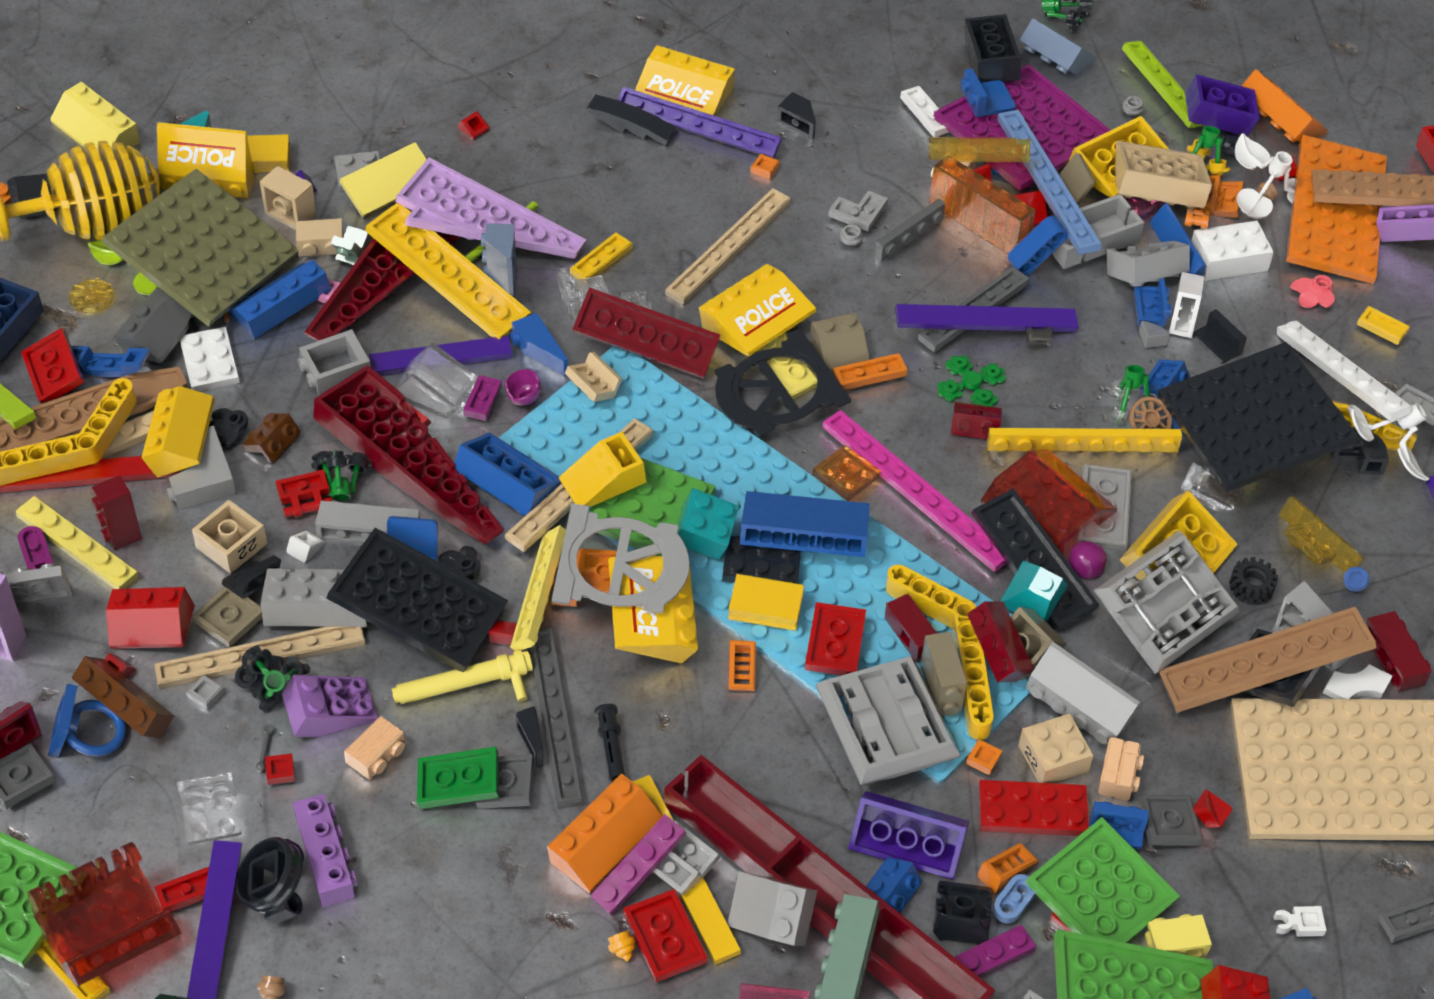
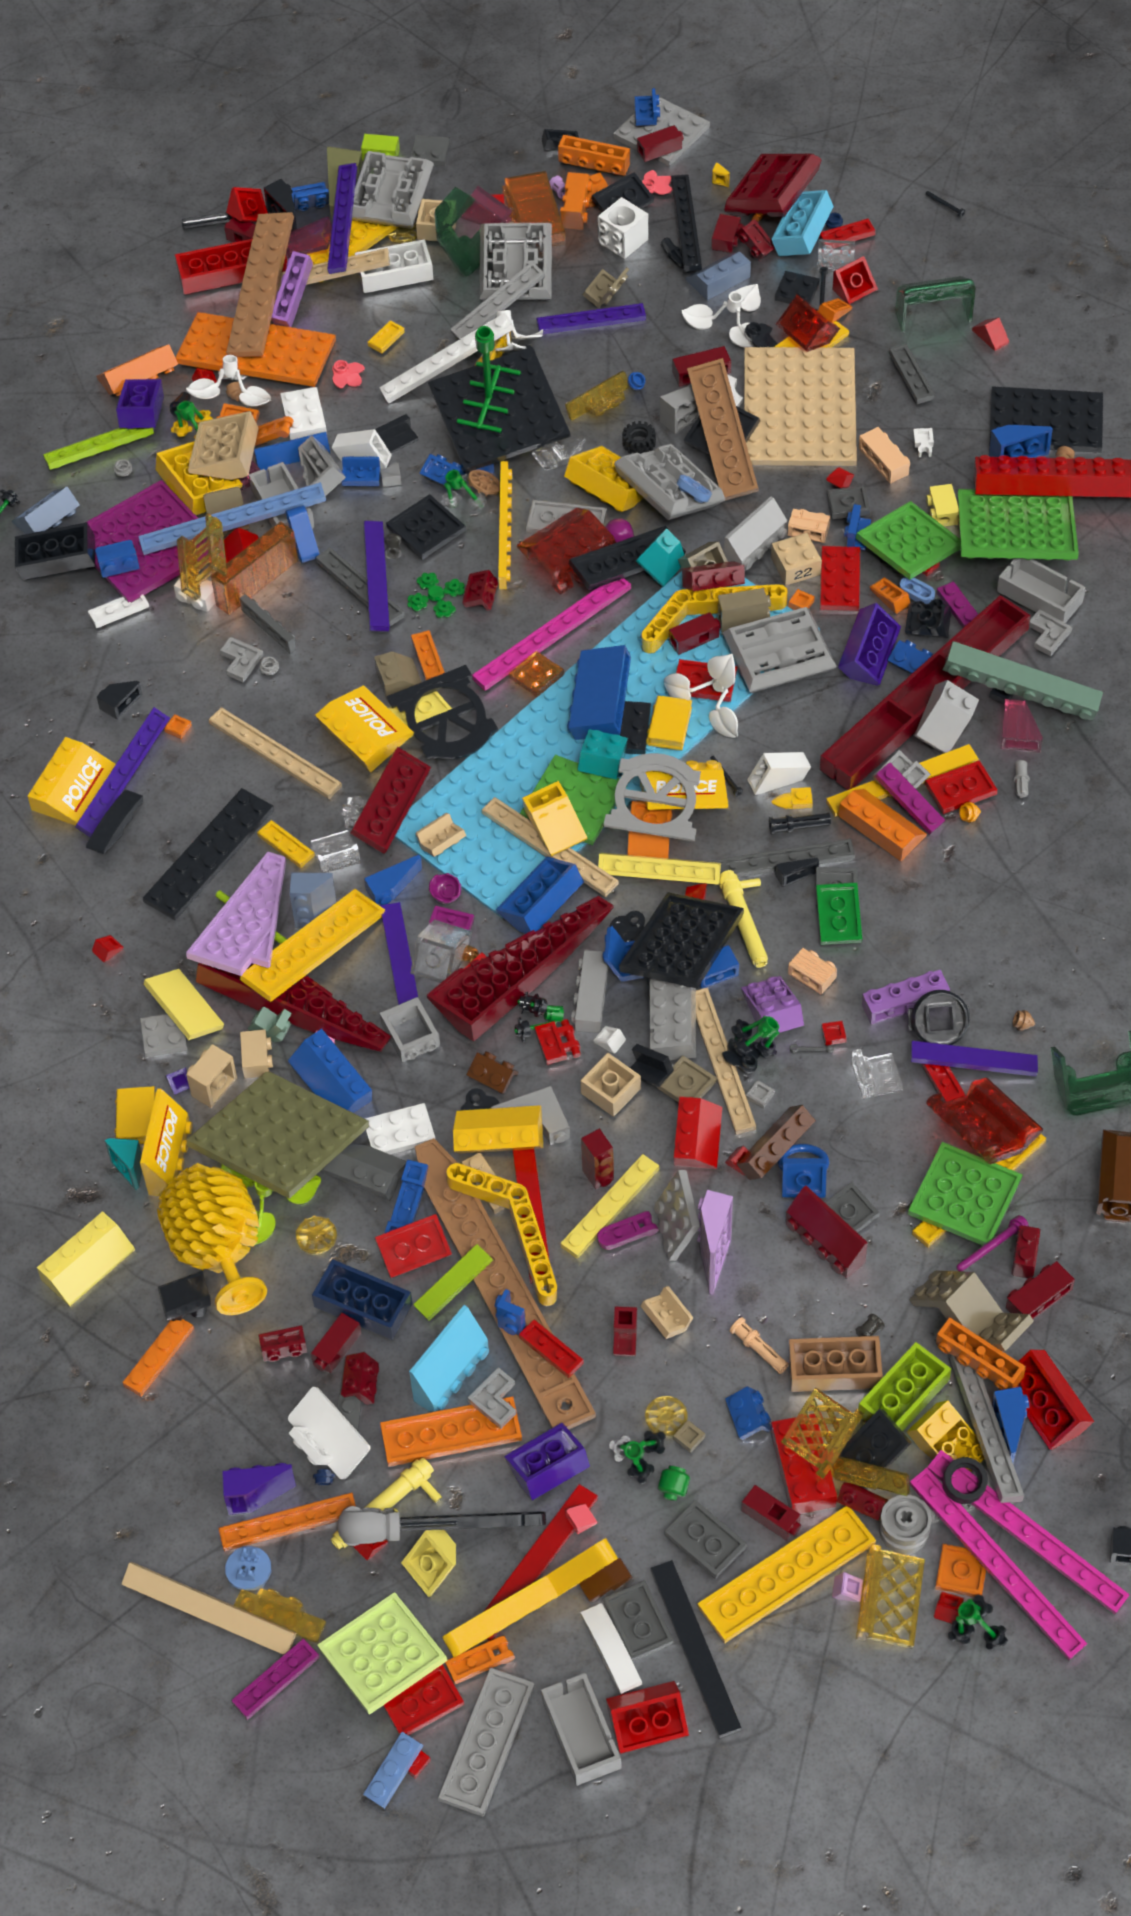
camera: 85 degrees left, 5 degrees up
(391, 651) = (723, 968): none -> blue slope
(434, 413) = (469, 953): none -> clear orange hinge
(591, 197) = (208, 854): none -> black plate
(653, 744) = (796, 799): none -> yellow plate
(665, 679) = (737, 790): none -> black piece
(690, 719) = (778, 770): none -> white slope
(746, 647) = (712, 746): orange slope -> none
(817, 644) = (723, 671): none -> white plant
(1074, 367) = (426, 526): none -> black plate
(1146, 621) = (694, 488): none -> medium blue plate
(1265, 867) = (884, 455): none -> light nougat brick
(1268, 316) = (485, 344): none -> green piece

